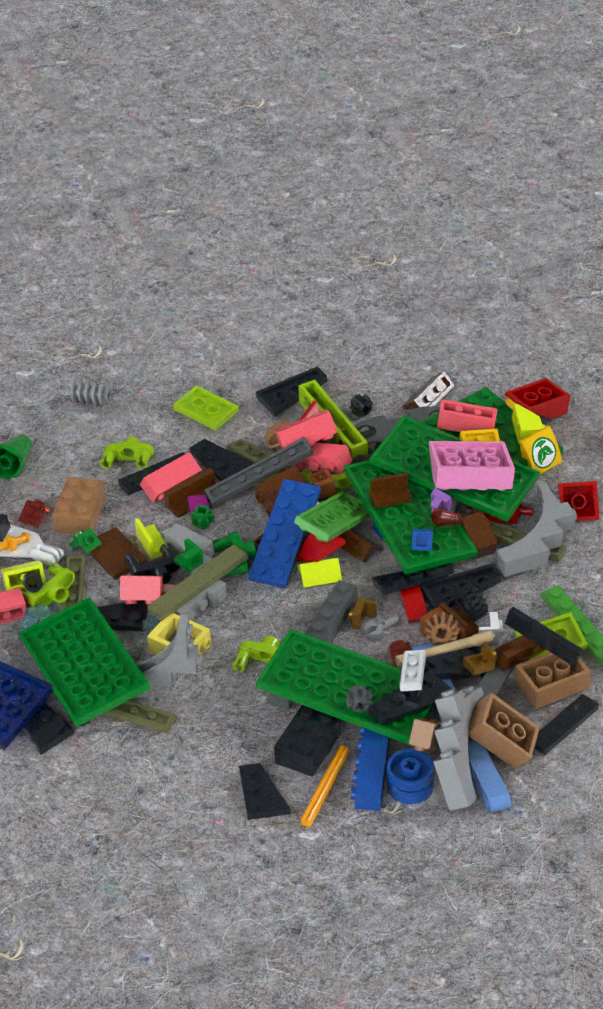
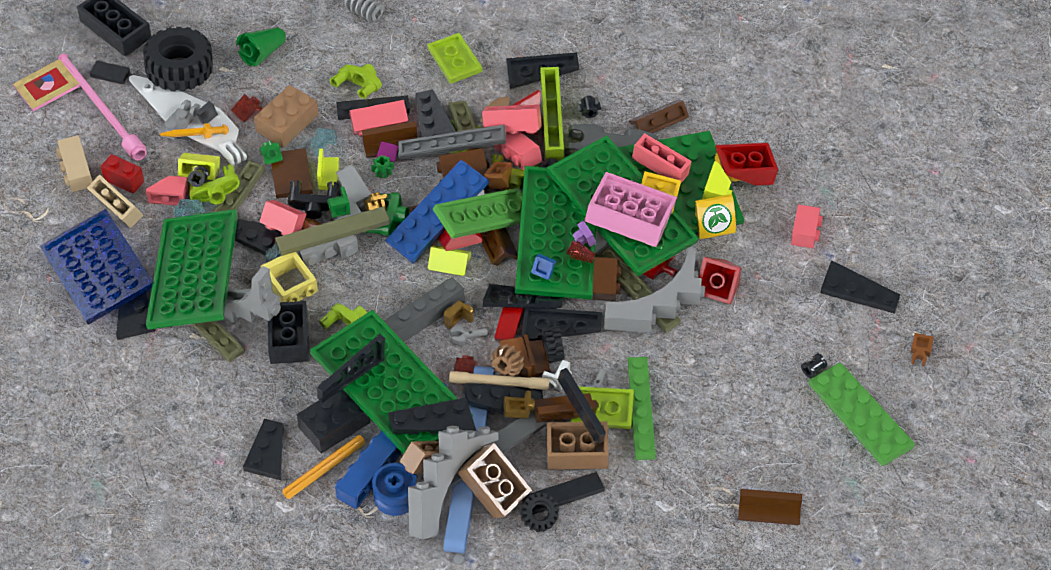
camera: 25 degrees right, 10 degrees up
(128, 511) = (321, 138): none -> clear light blue bracket
(215, 685) = (289, 334): none -> black brick
(219, 545) = (375, 201): none -> pearl gold bracket
(313, 680) = (354, 368): none -> black wing
(359, 698) = (383, 401): dark grey gear -> none
(389, 490) = (546, 207): reddish brown panel -> none
(412, 670) = (448, 392): white tile -> none
(565, 737) = (548, 503): none -> black tyre

